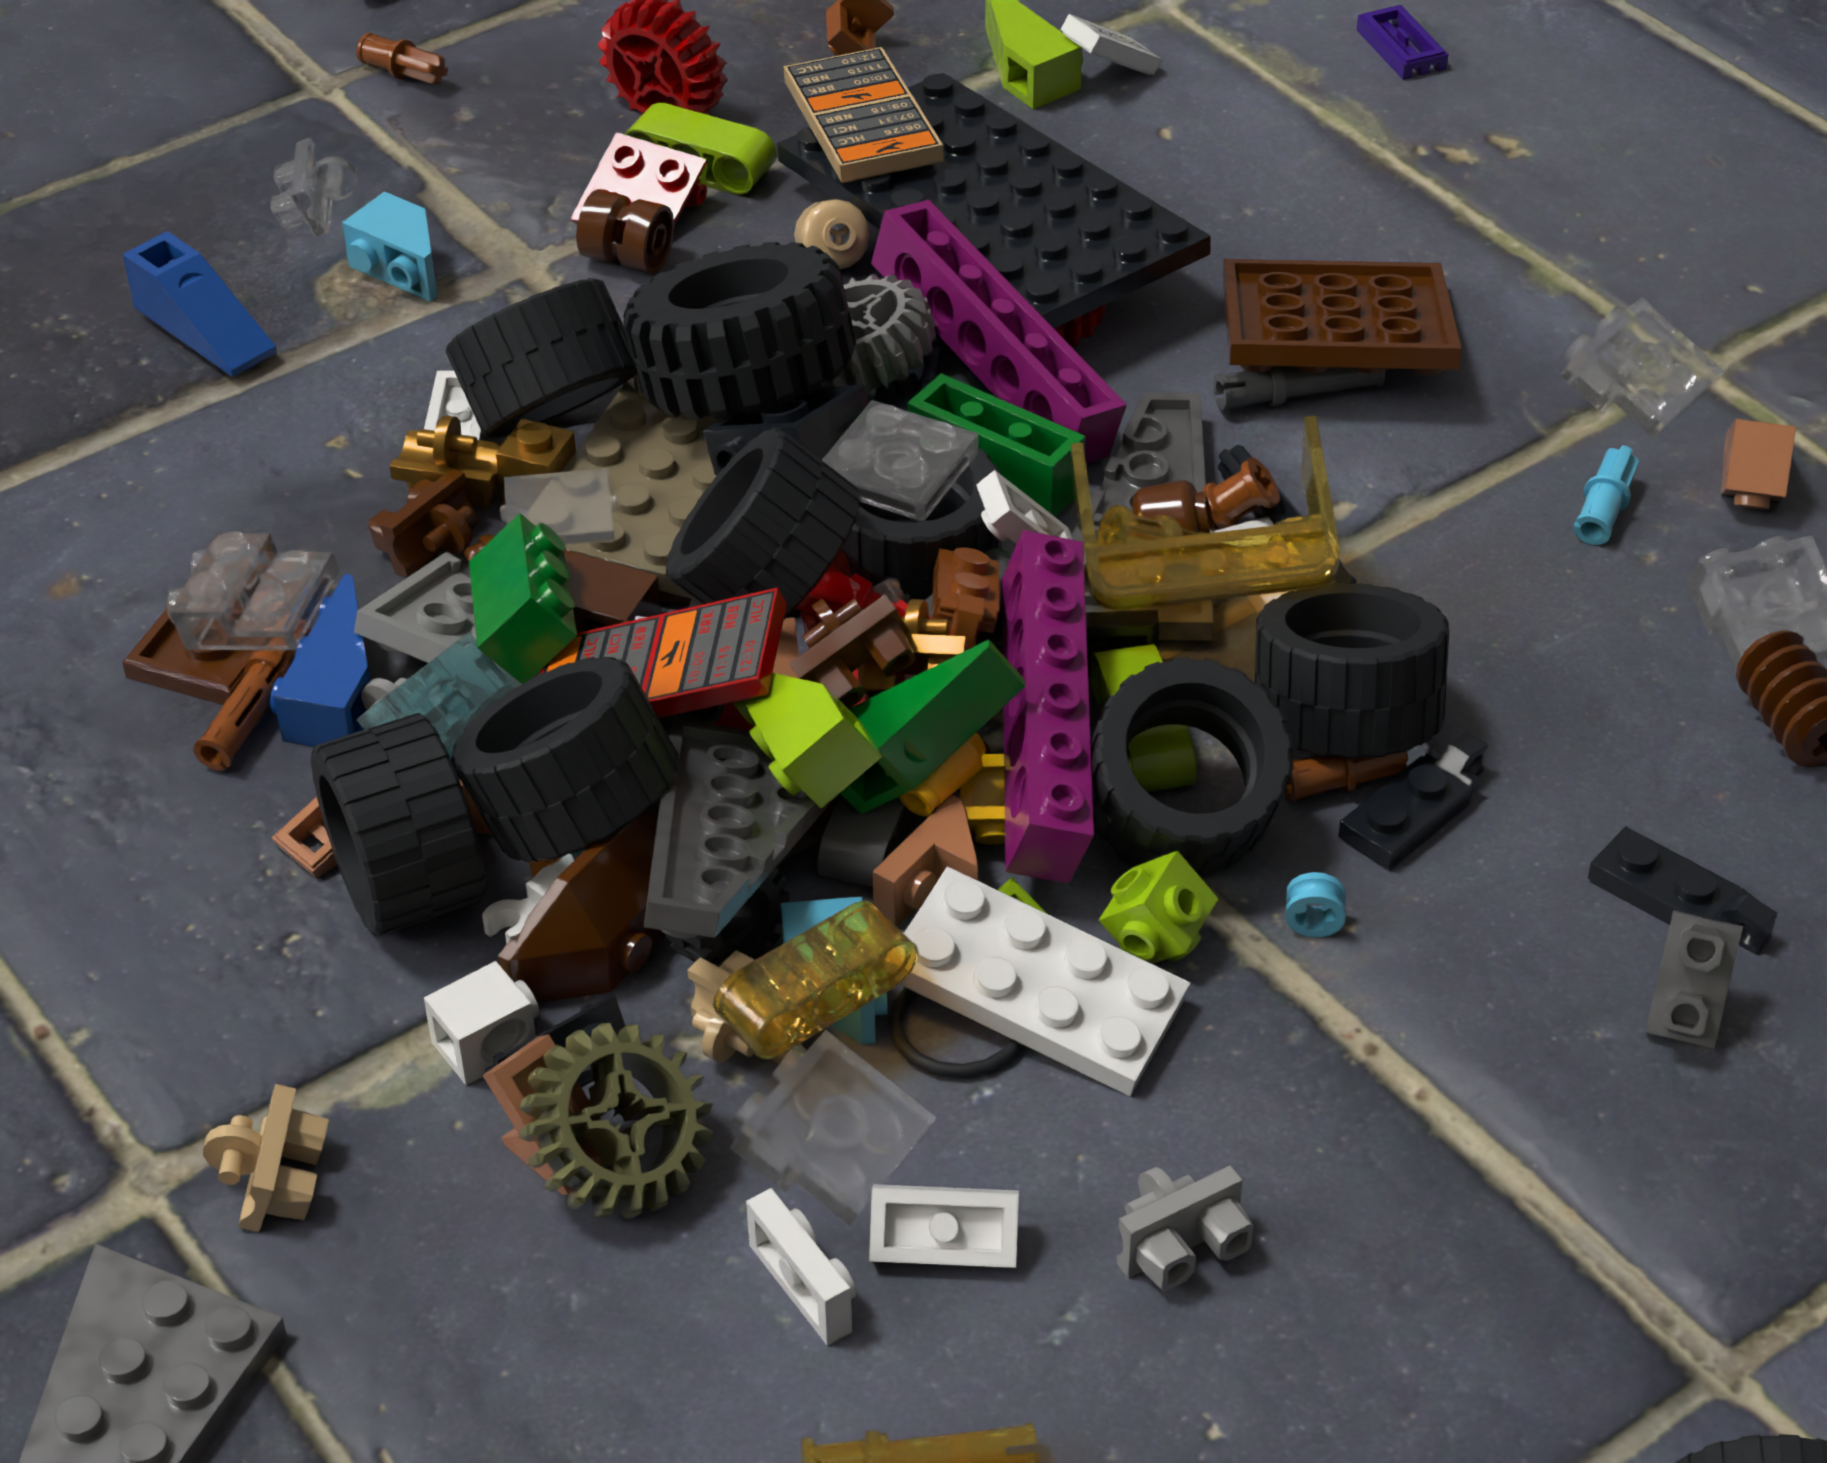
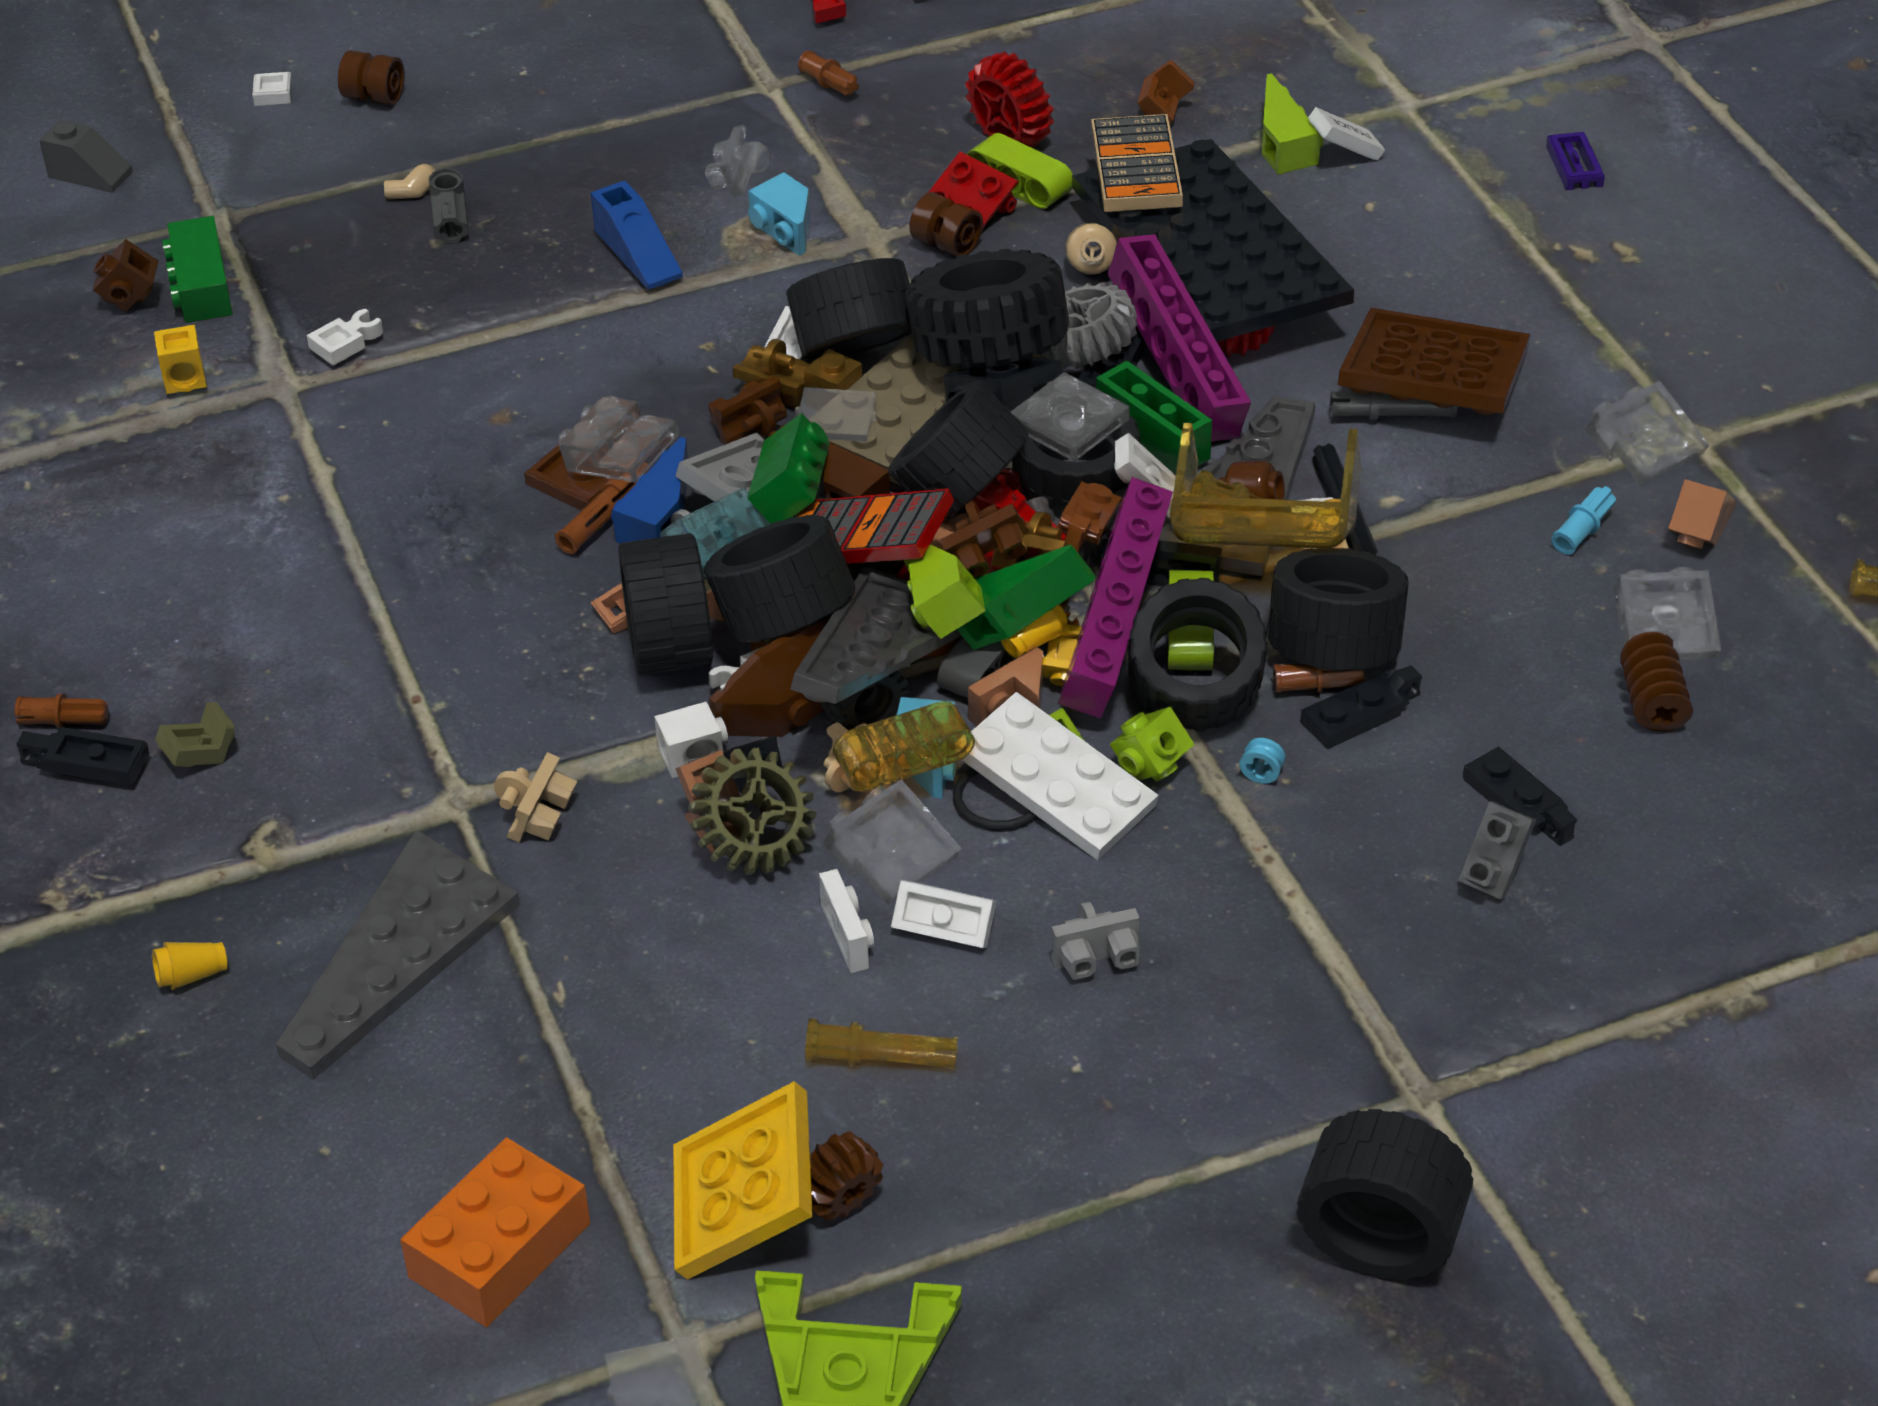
camera: 15 degrees right, 0 degrees up
(1242, 493) = (1314, 478): dark orange bush -> none

